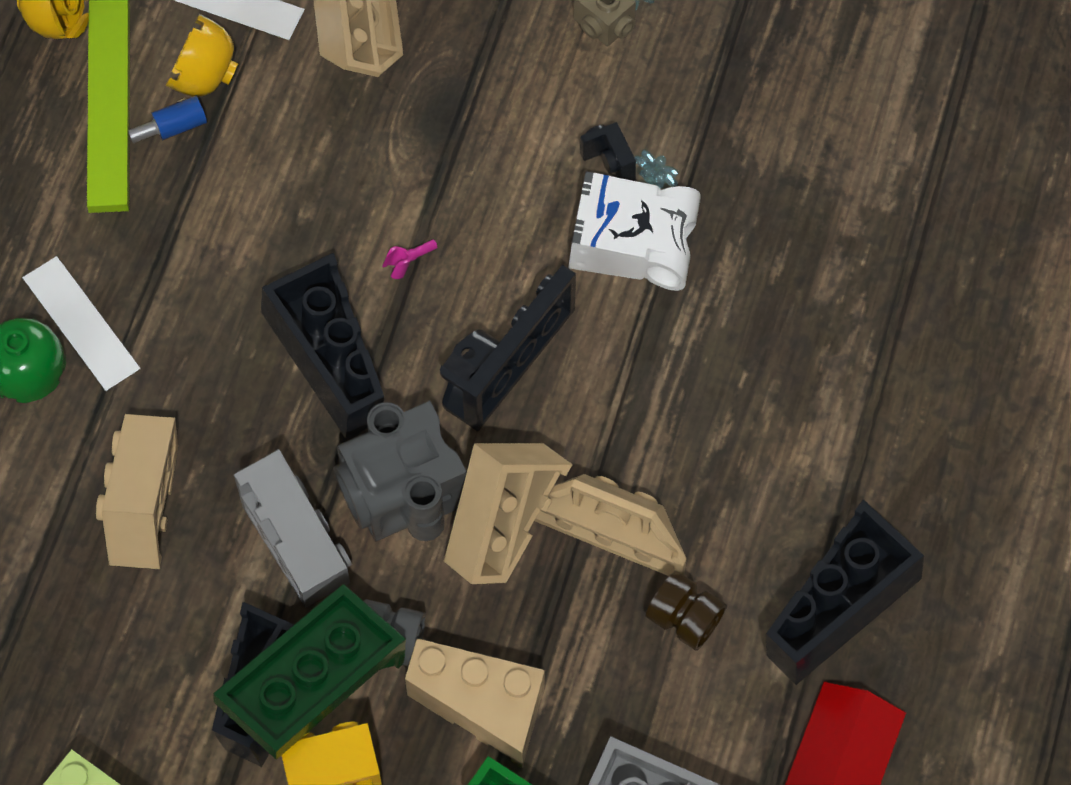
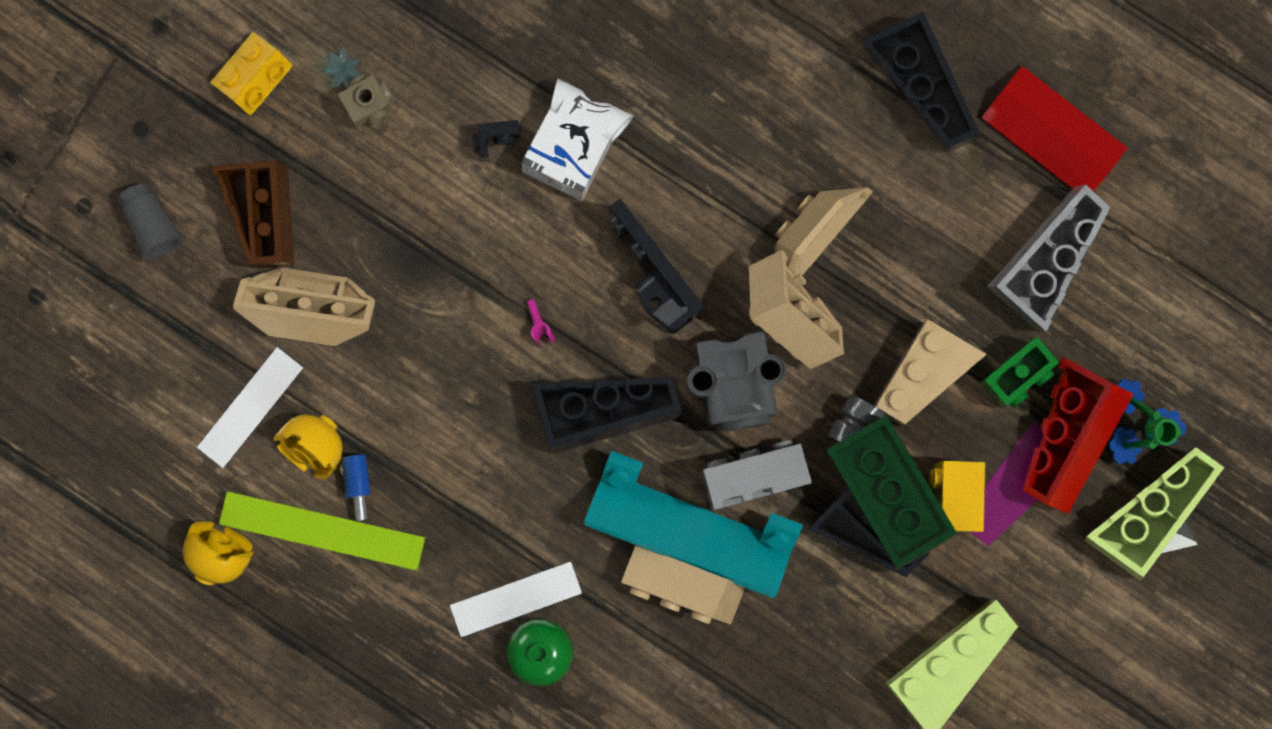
camera: 75 degrees left, 20 degrees up
(199, 489) = (690, 532): none -> teal bracket
(655, 171) = (522, 106): clear light blue plant -> none
(690, 613) = (906, 197): dark brown wheel -> none

